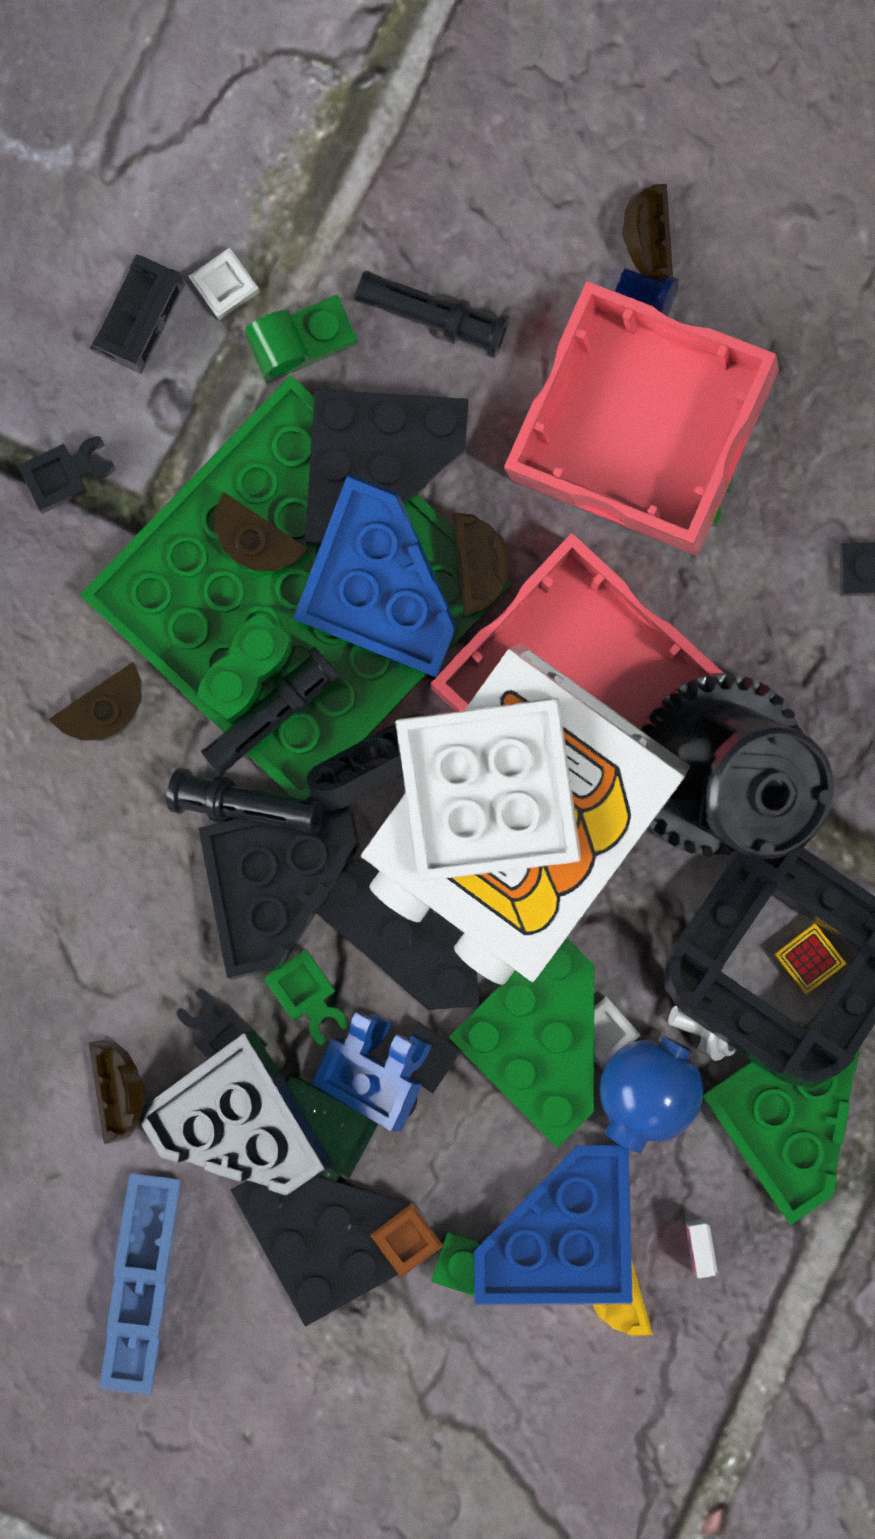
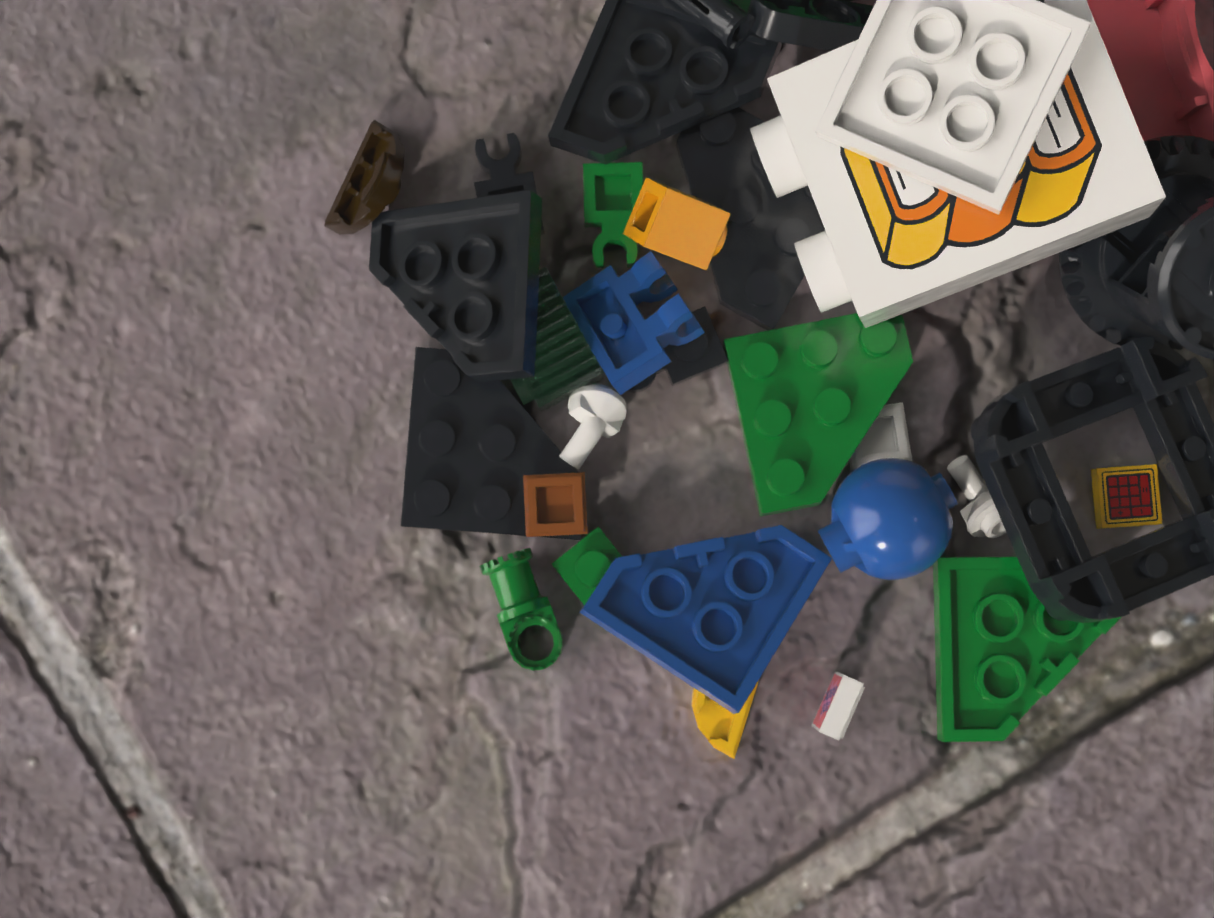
camera: 30 degrees right, 0 degrees up
(140, 1284) = (269, 381): medium blue slope -> none
(361, 982) = (677, 224): none -> light orange brick
(394, 1152) = (600, 414): none -> white plate
(431, 1327) = (522, 606): none -> green connector

